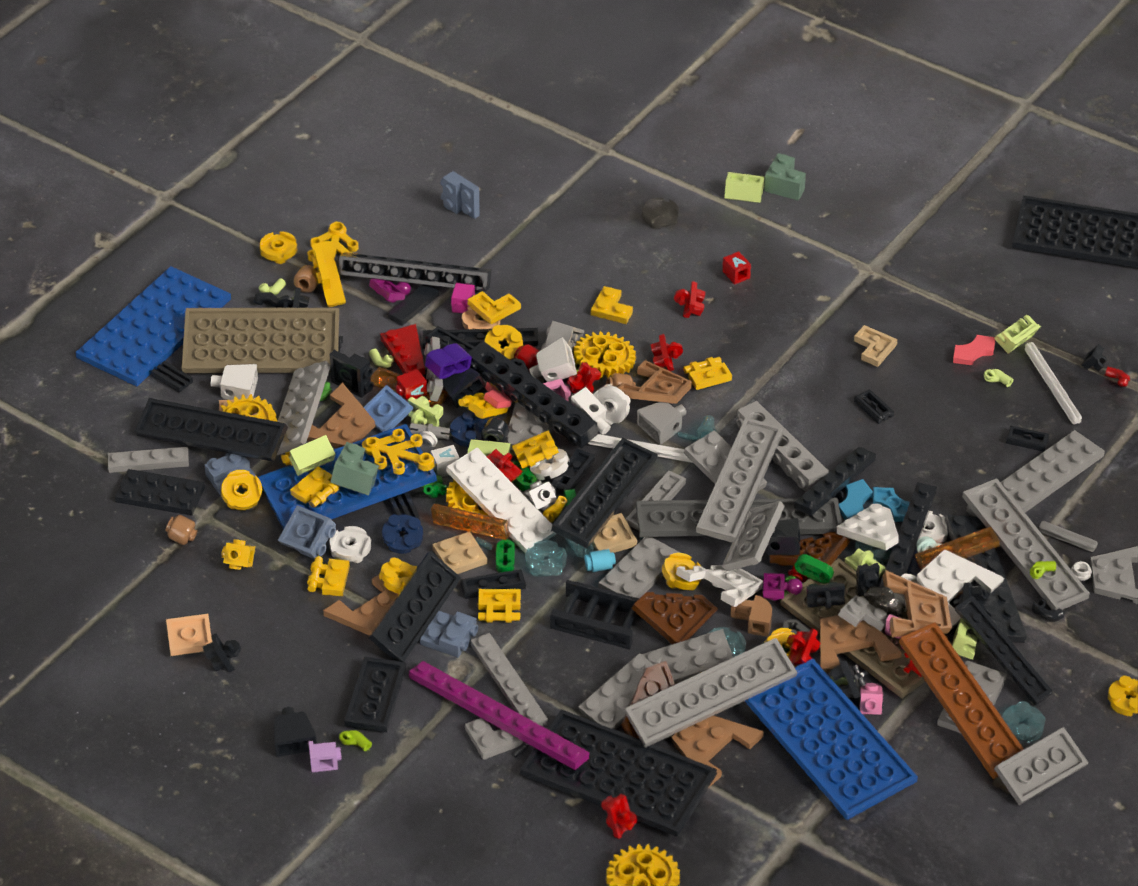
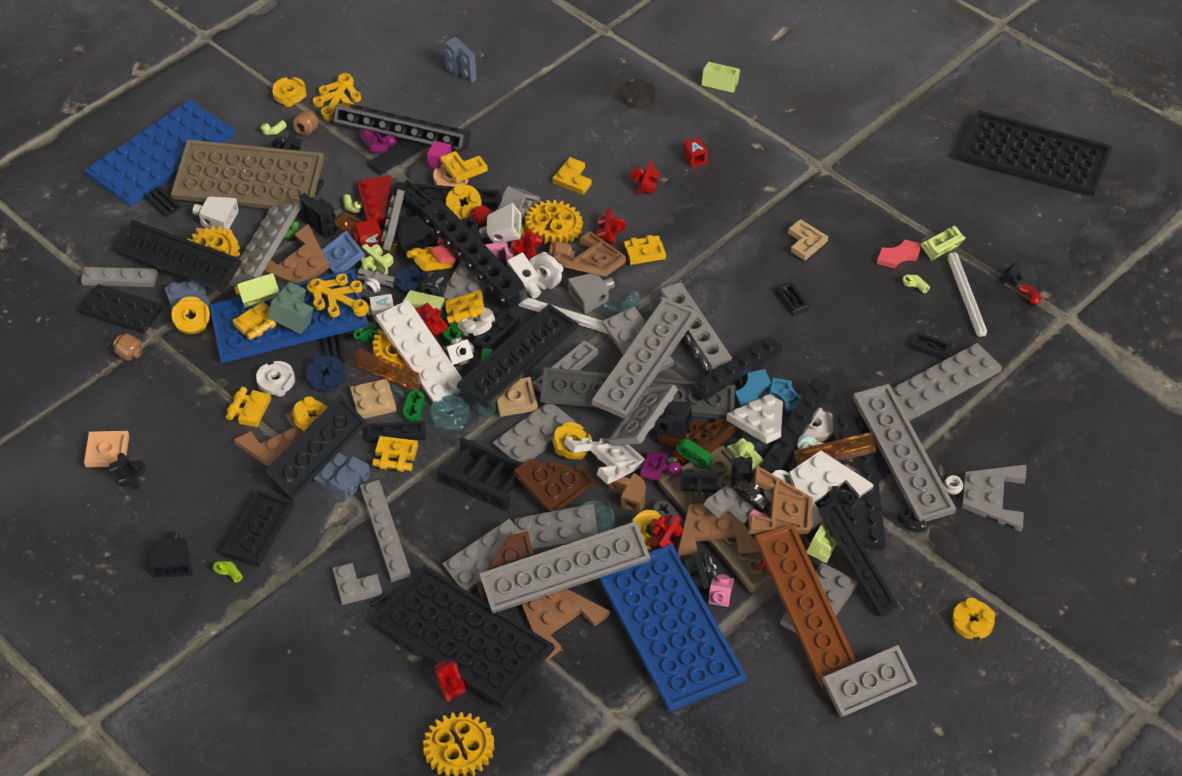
camera: 10 degrees right, 5 degrees up
(245, 554) = (171, 377): yellow brick -> none
(266, 296) = (262, 135): black arm -> none
(307, 532) = (237, 363): sand blue plate -> none
(324, 756) = (193, 584): lavender brick -> none
(328, 273) = (323, 120): yellow bracket -> none
(448, 361) = (403, 214): dark purple brick -> none
(499, 715) = (365, 564): magenta plate -> none
(555, 509) = (469, 366): yellow arm -> none
(599, 560) = (498, 421): medium azure brick -> none
(783, 179) = (758, 72): sand green brick -> none
(1029, 714) = (867, 623): clear light blue plate -> none
(1040, 567) = (913, 477): lime arm -> none
(1068, 536) = (948, 448): light grey axle -> none

